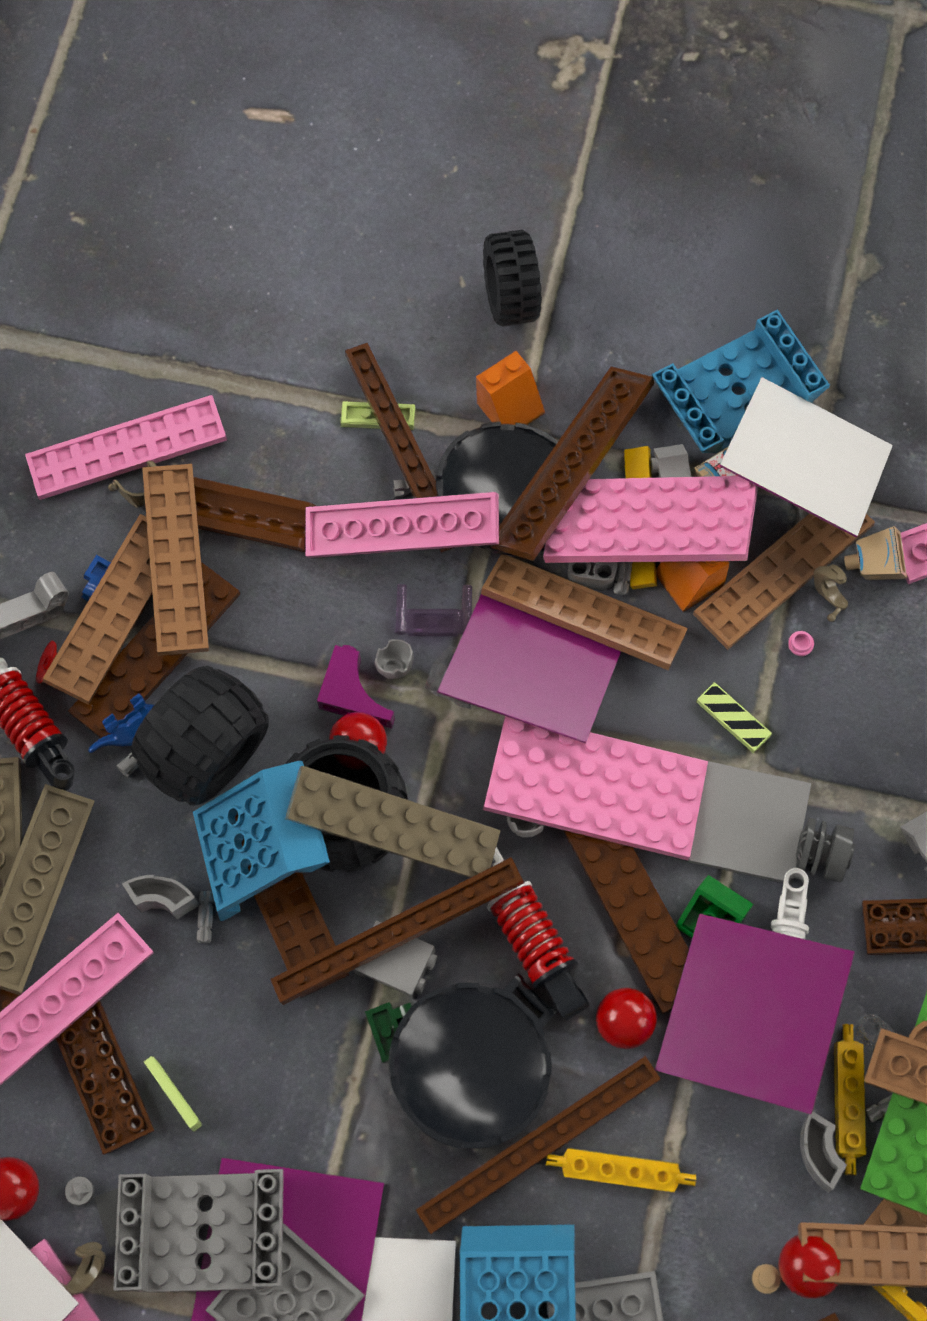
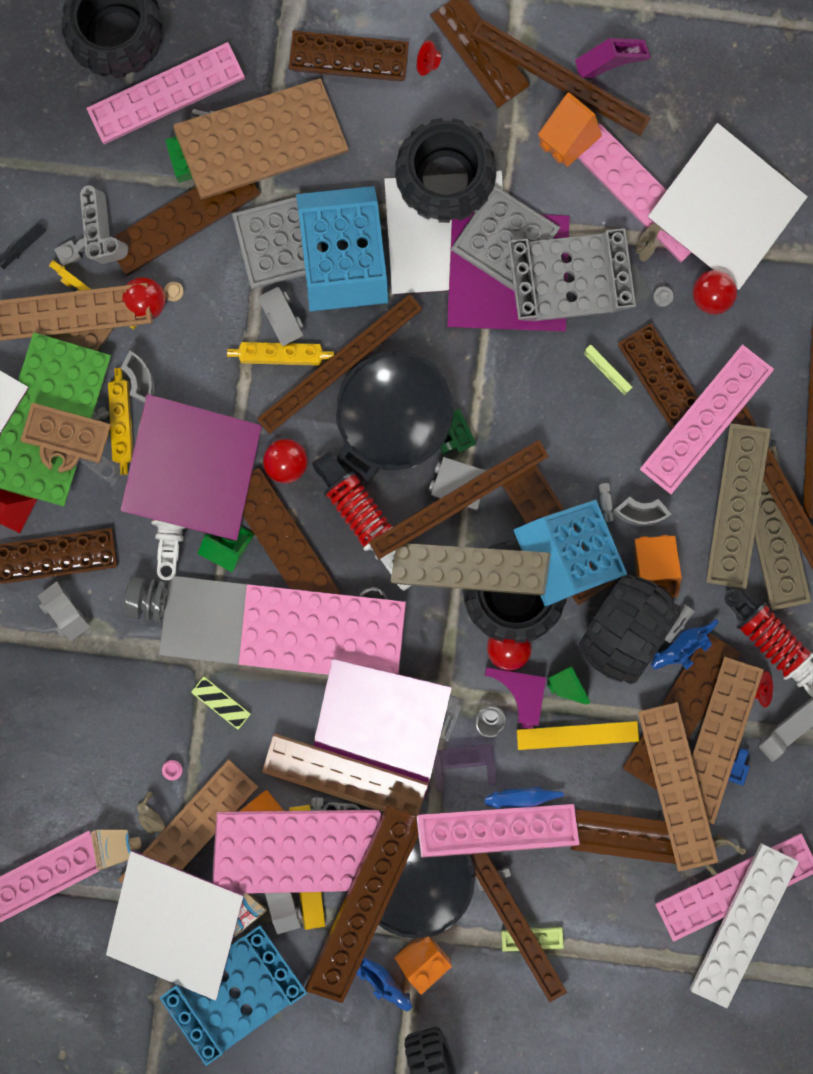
camera: 175 degrees right, 15 degrees up
(125, 404) = (744, 925): none -> white plate
(152, 827) = (659, 562): none -> orange slope
(287, 635) = (577, 735): none -> yellow tile
(291, 688) = (567, 686): none -> green slope
(368, 566) = (521, 797): none -> blue animal
(560, 378) = (383, 984): none -> blue animal
(619, 1230) = (280, 315): none -> light grey brick

